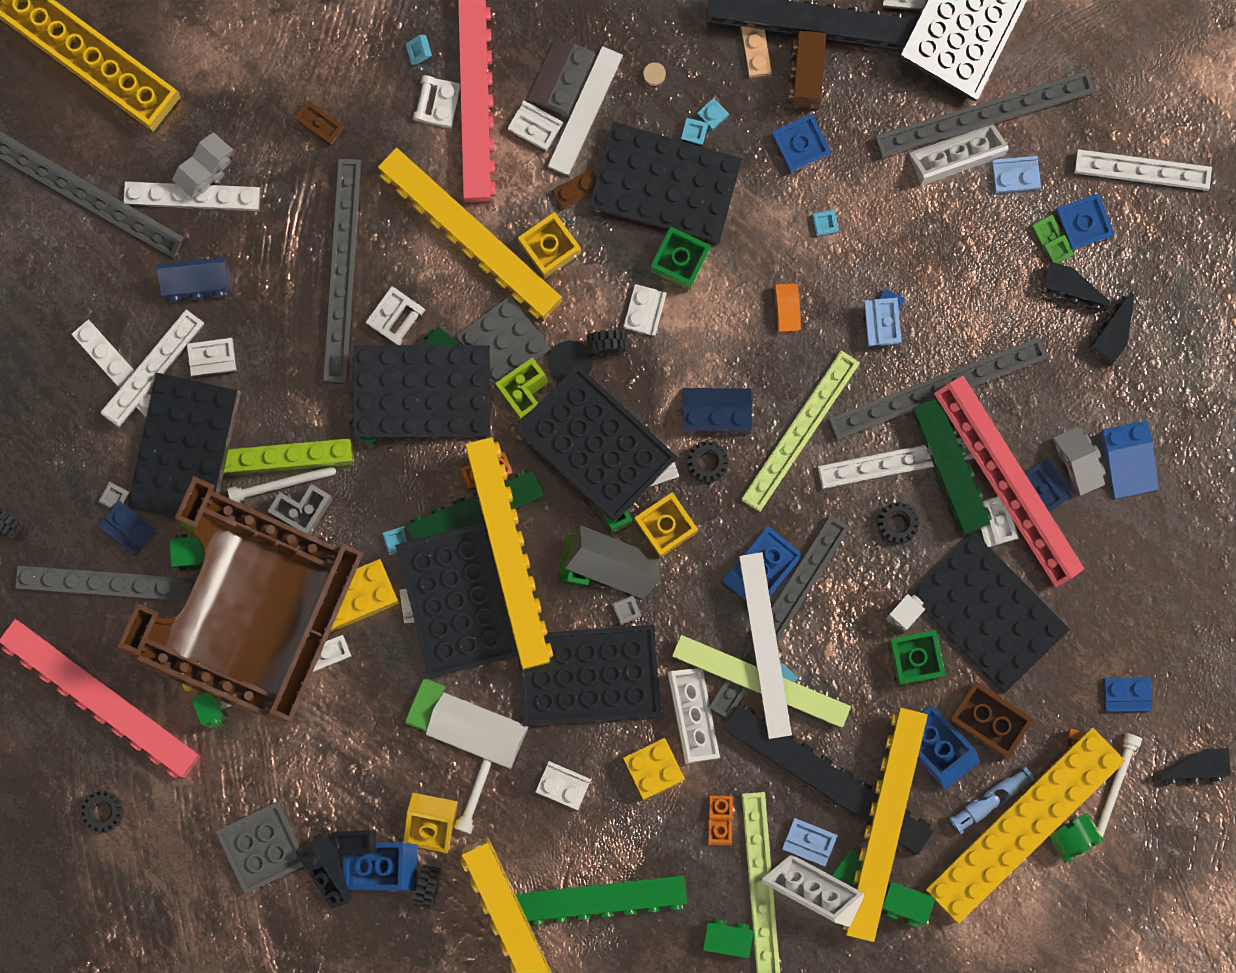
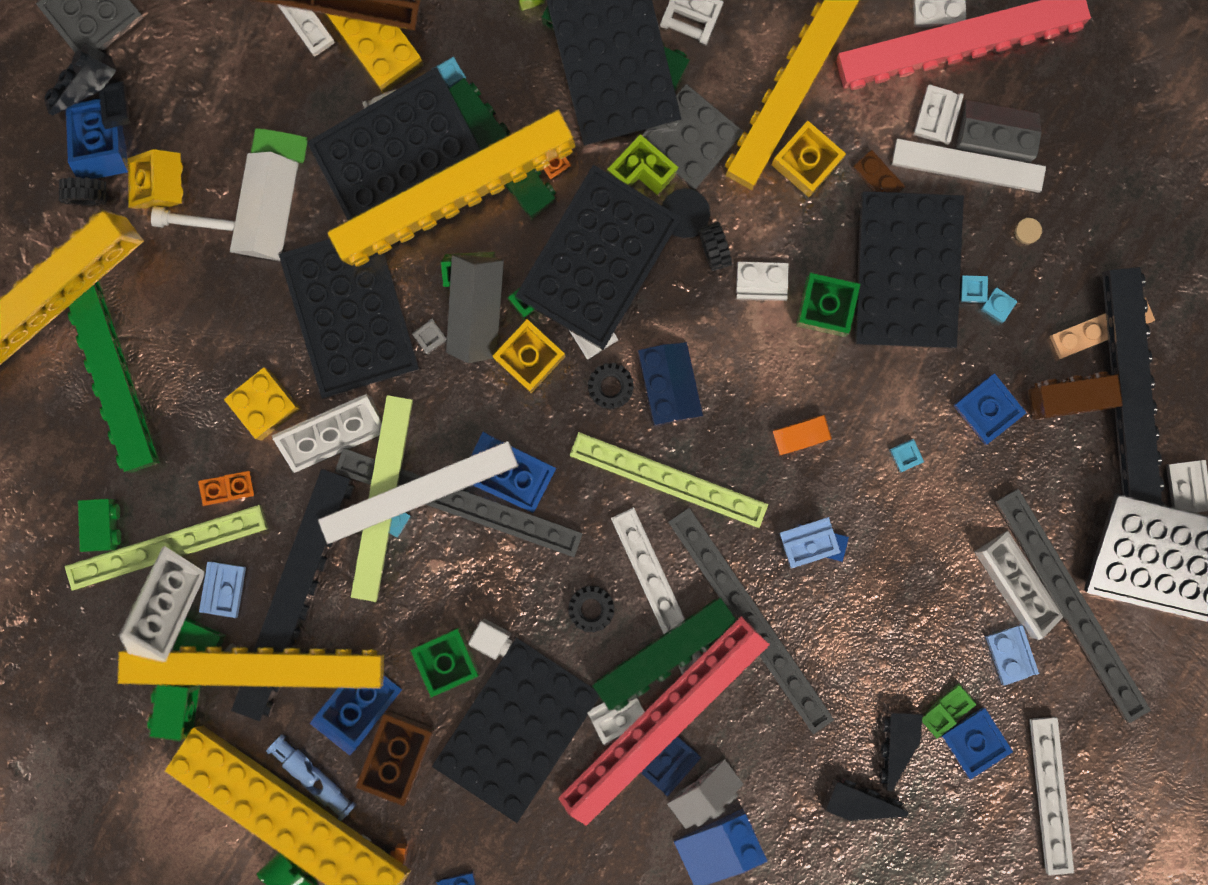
camera: 80 degrees right, 5 degrees up
(563, 785) = (226, 312): white plate -> none

